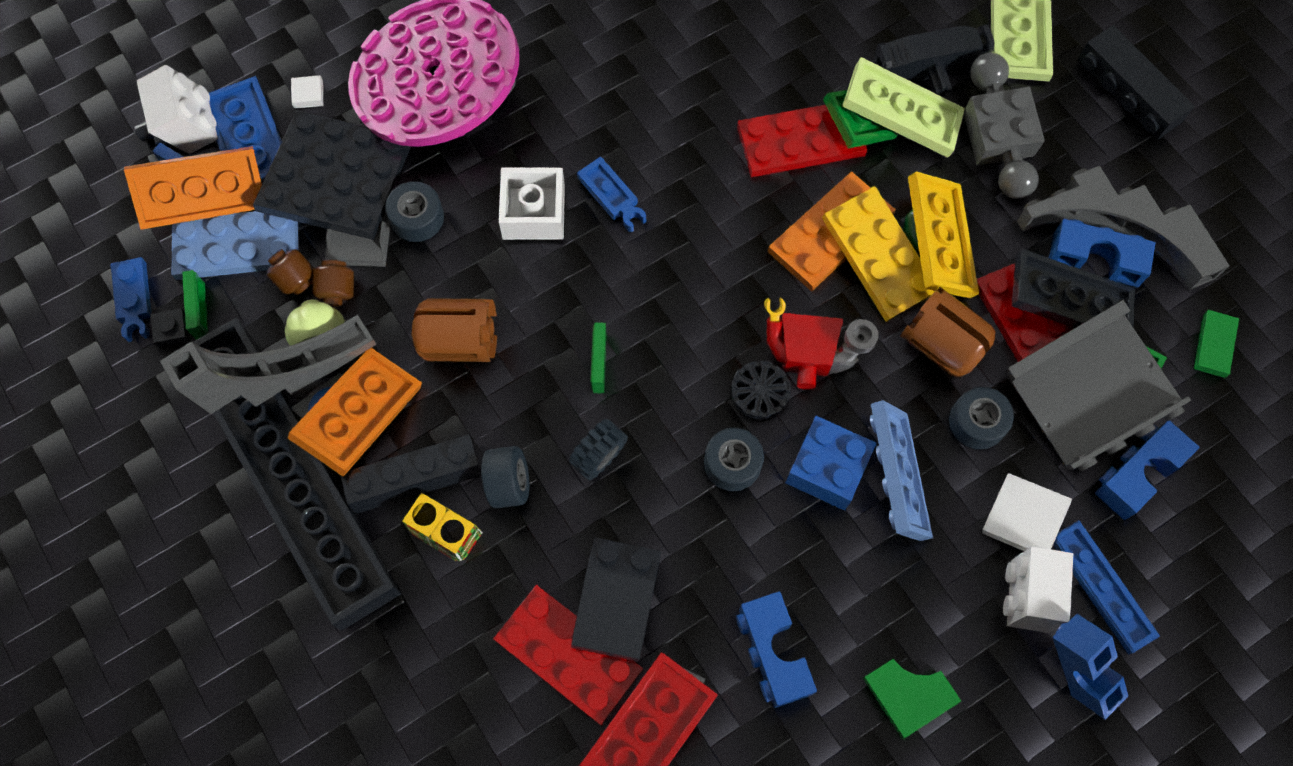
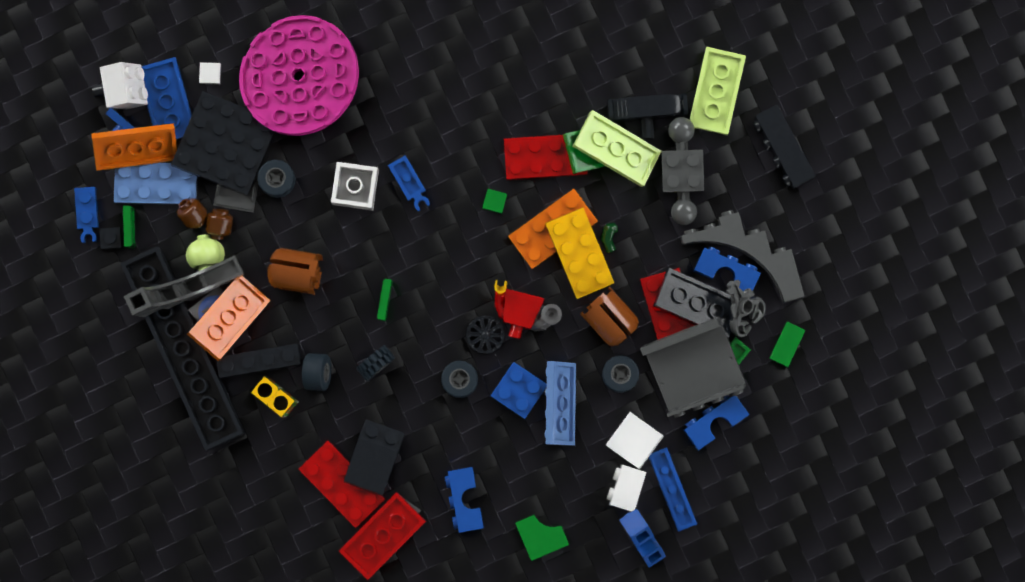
camera: 15 degrees right, 15 degrees up
(740, 204) = (494, 201): none -> green tile
(943, 235) = (623, 246): yellow plate -> none
(1145, 292) = (743, 306): none -> dark grey animal

